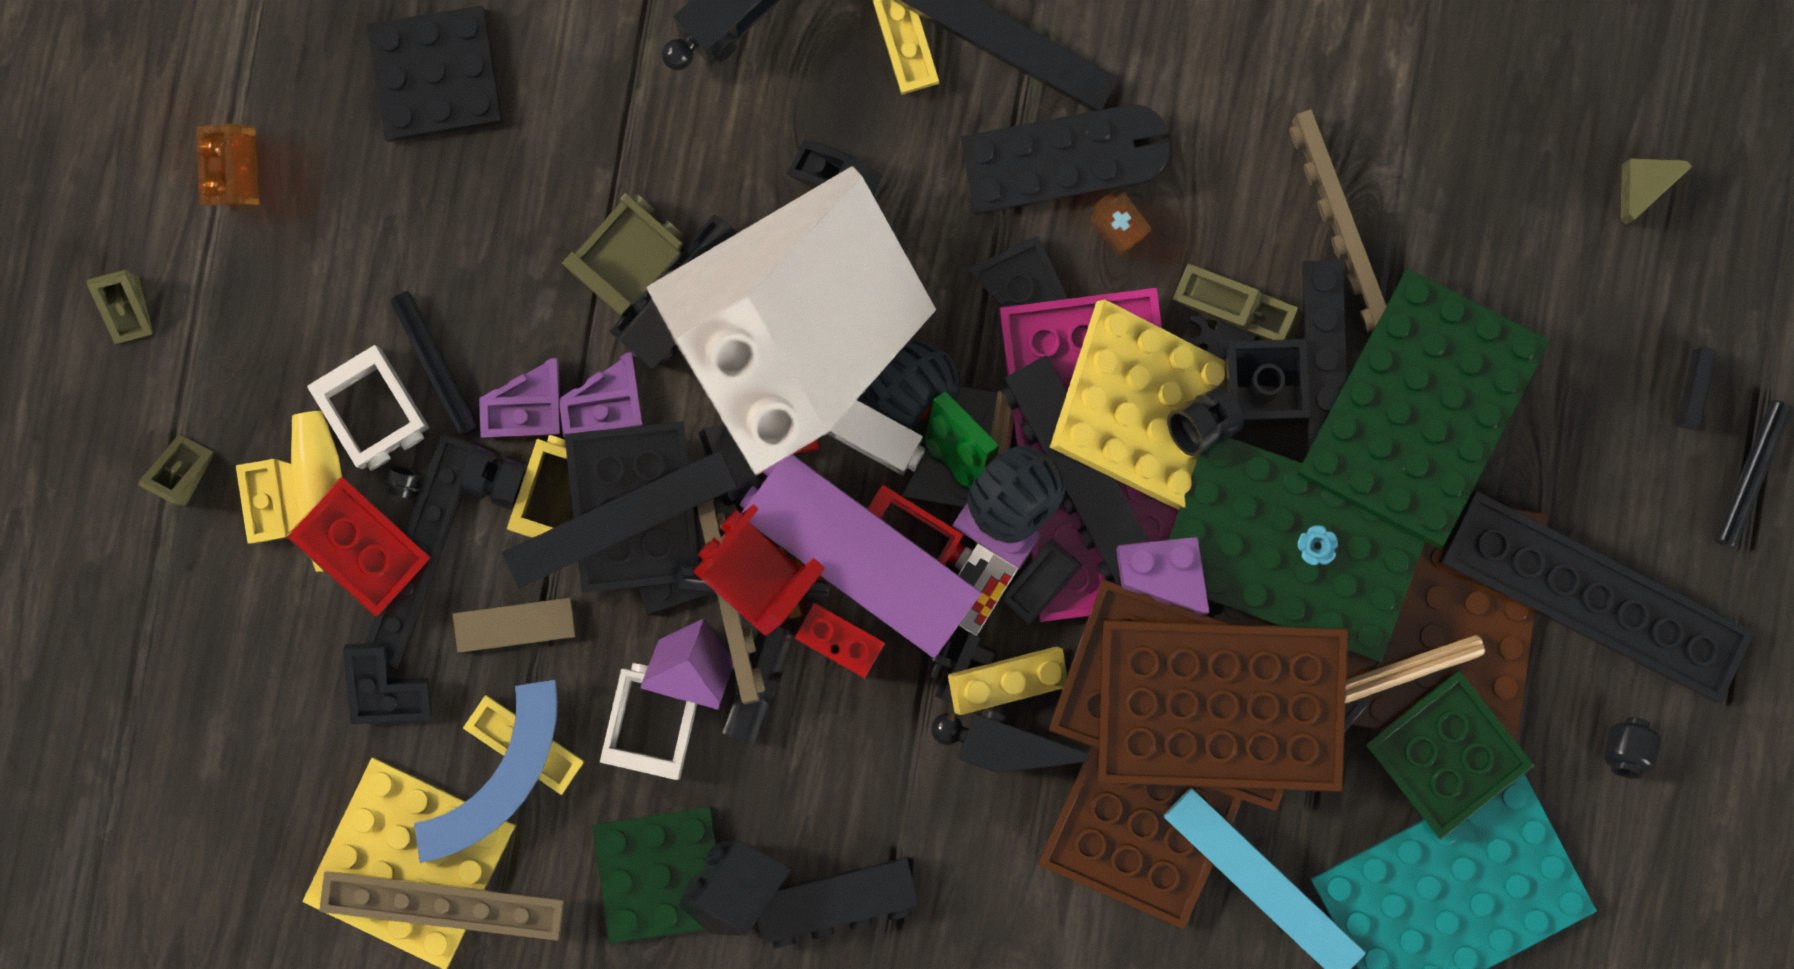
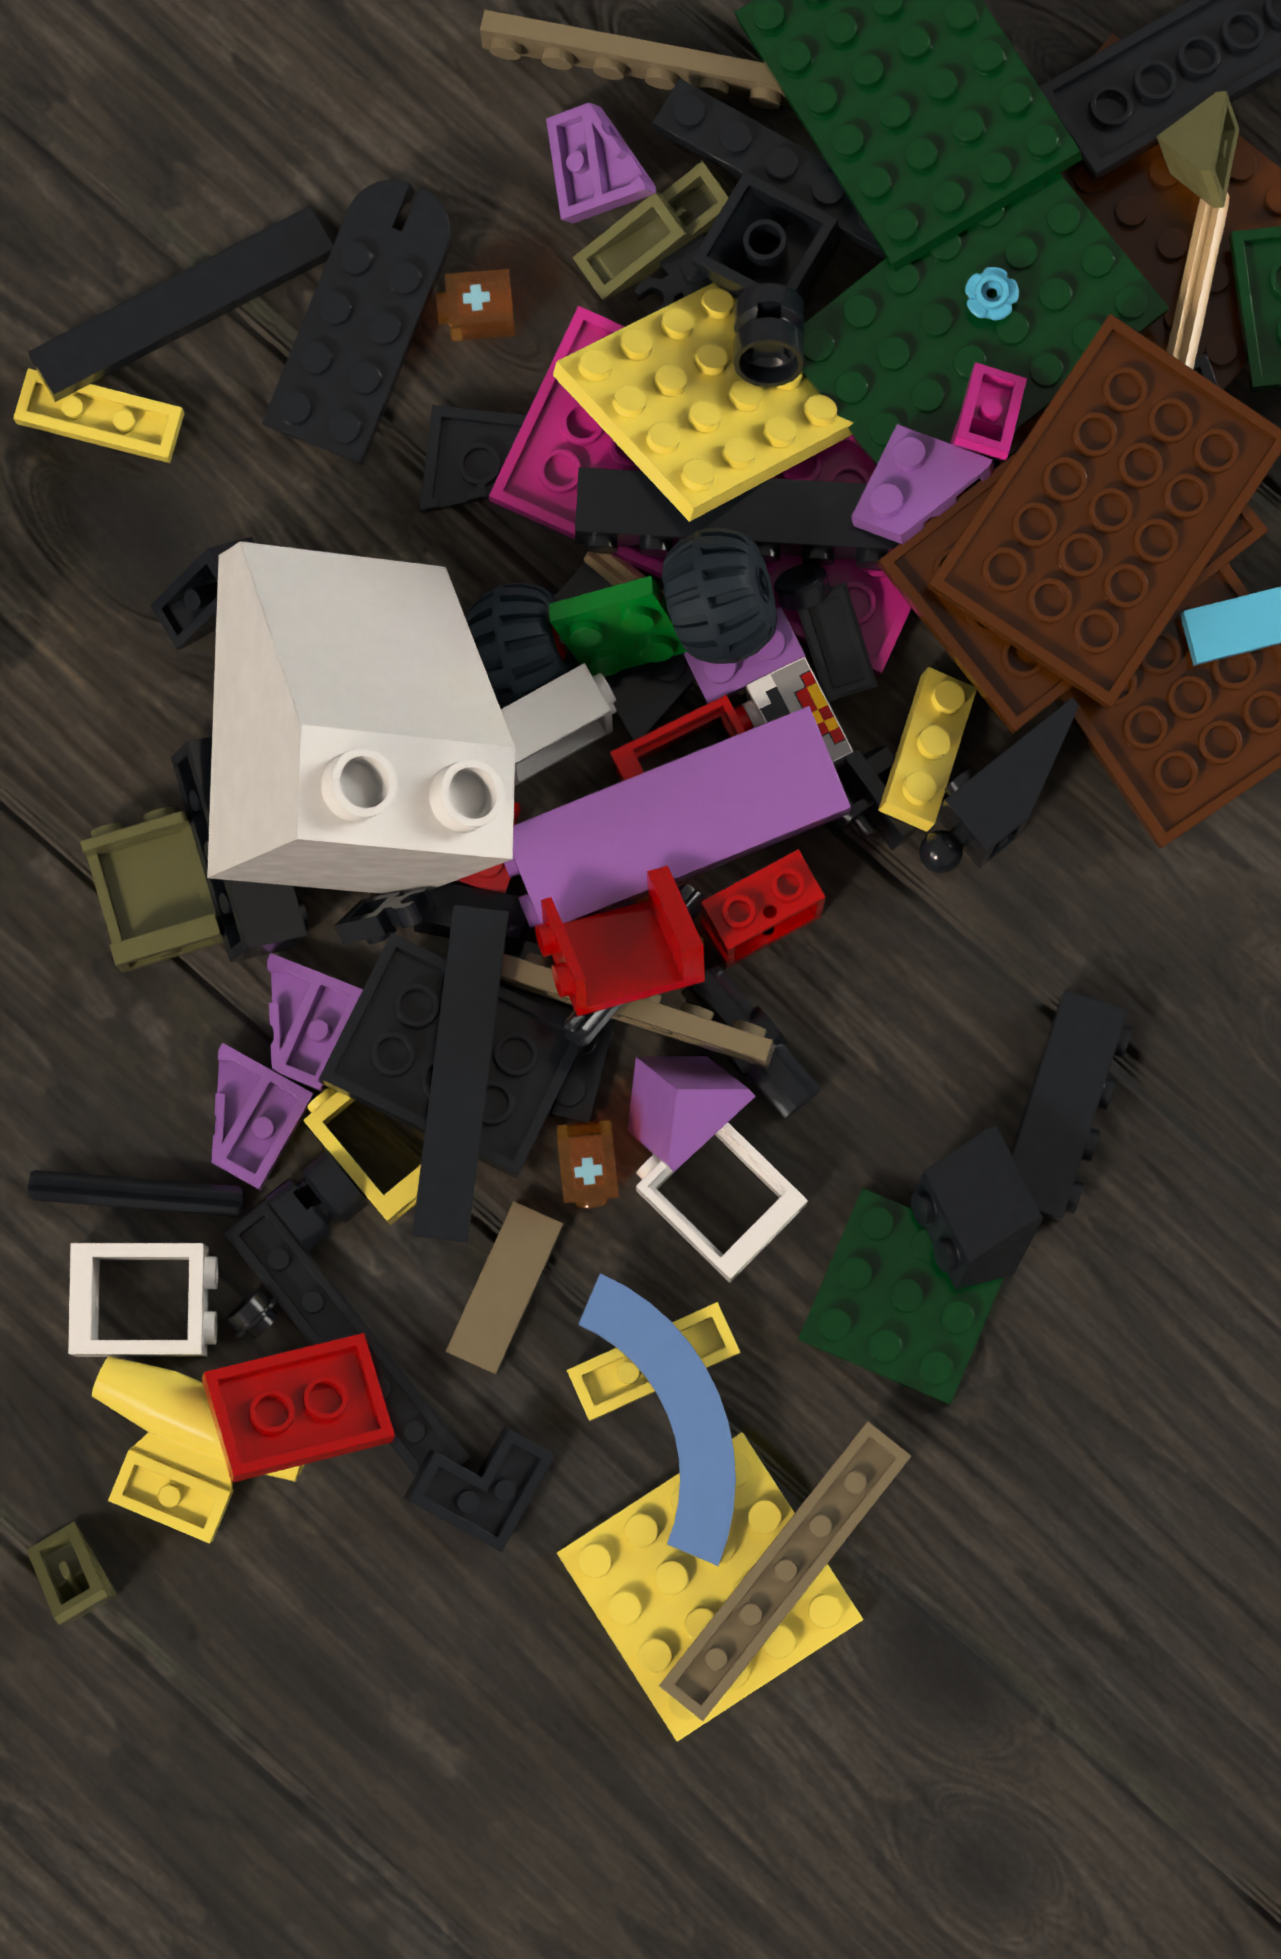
camera: 55 degrees left, 5 degrees down
(620, 629) = (587, 1163): none -> clear orange brick
(694, 406) = (379, 915): none -> black plate
(1060, 540) = (802, 587): none -> black tile
(1238, 591) = (989, 412): none -> dark pink slope
(1255, 239) = (593, 164): none -> medium lavender wing
(1503, 619) = (1202, 148): none -> olive slope

